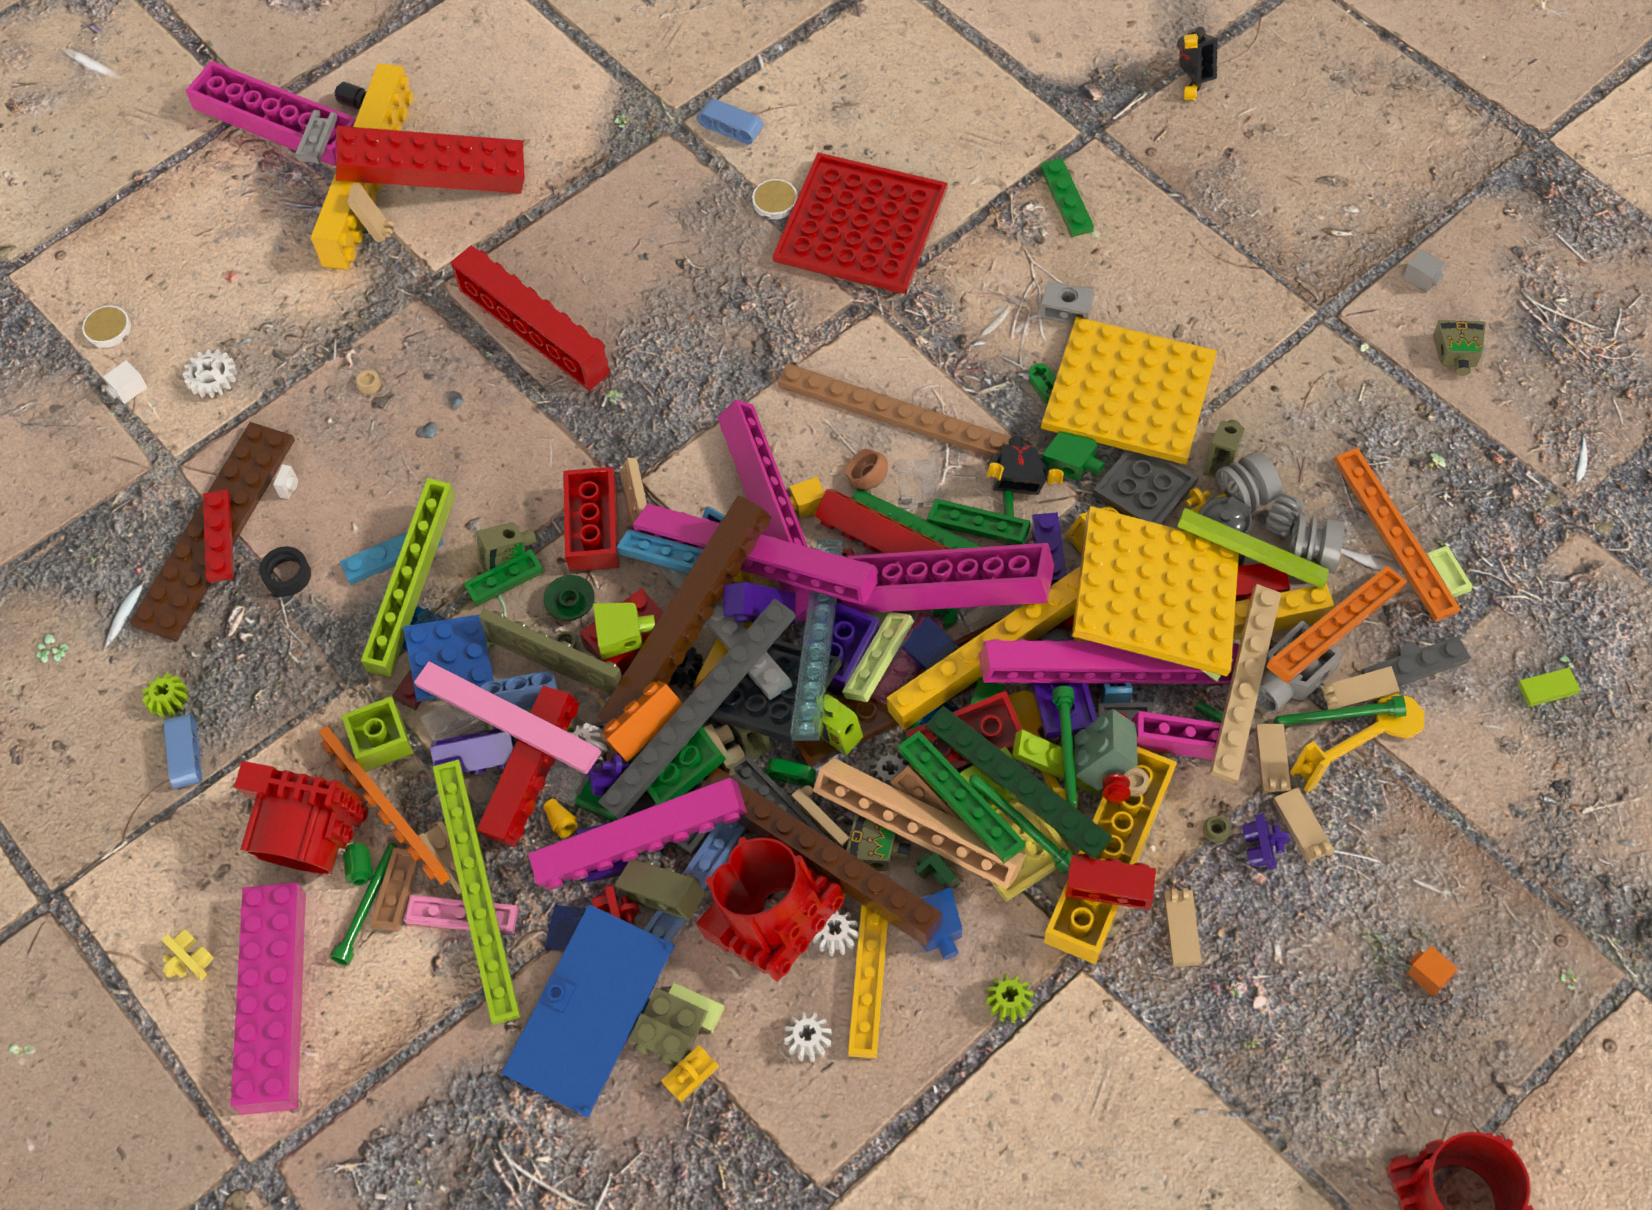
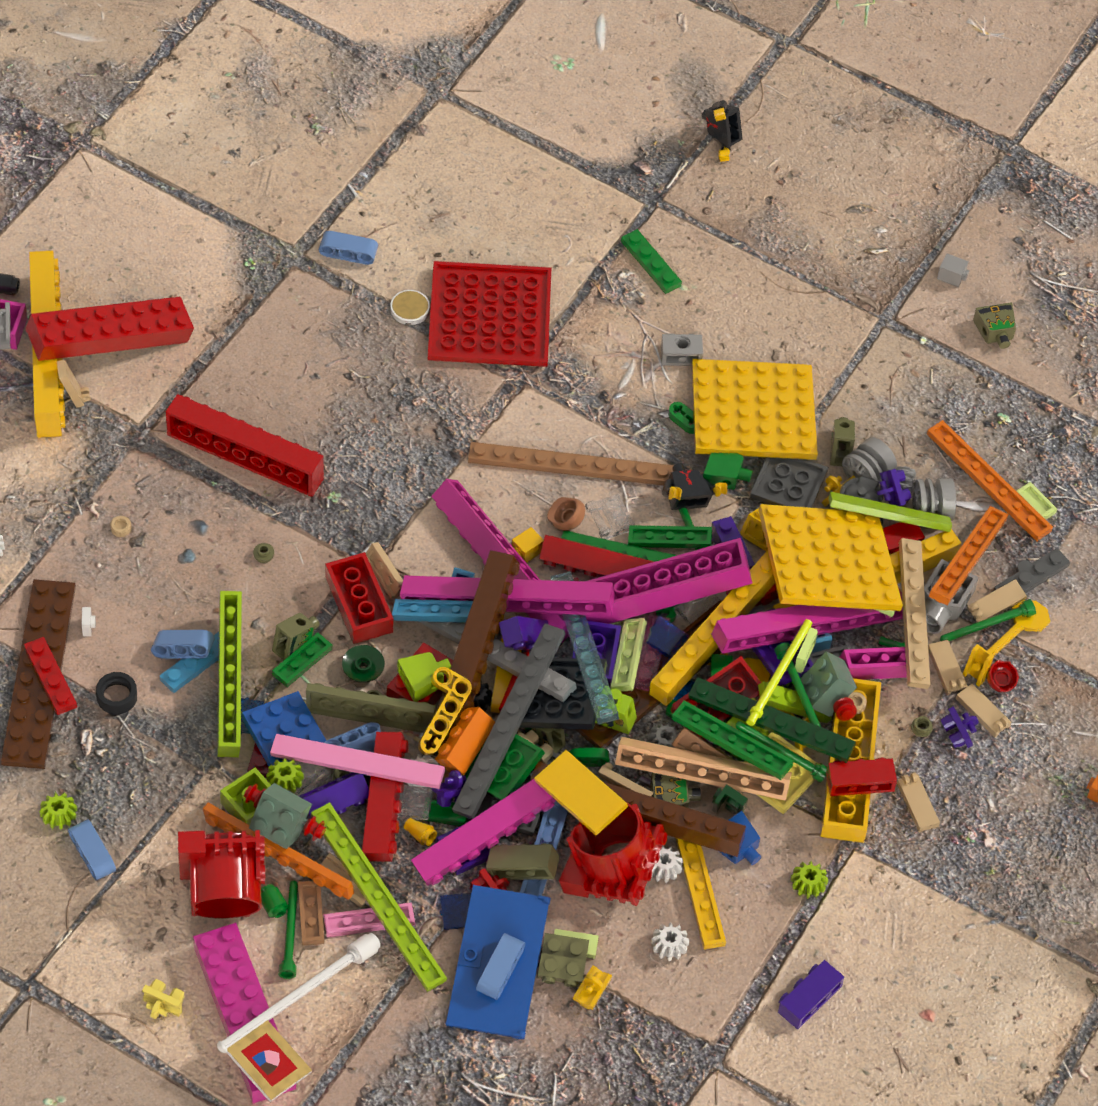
camera: 25 degrees left, 5 degrees down
(255, 1053) = (262, 1050): none -> flag
(374, 530) = (182, 644): none -> medium blue beam
(392, 765) = (281, 815): none -> sand green brick
(423, 715) = (286, 775): none -> lime gear
(512, 448) = (263, 557): none -> olive plate
(584, 1019) = (500, 966): none -> medium blue beam
(621, 680) = (441, 713): none -> yellow beam
(740, 824) = (581, 792): none -> yellow tile
(961, 1154) = (810, 994): none -> dark purple brick
(997, 768) = (757, 710): none -> neon yellow bar
(1091, 701) = (806, 650): none -> yellowish green tile
(1263, 519) = (892, 489): none -> dark purple hips
(1339, 787) = (1002, 676): none -> red hair

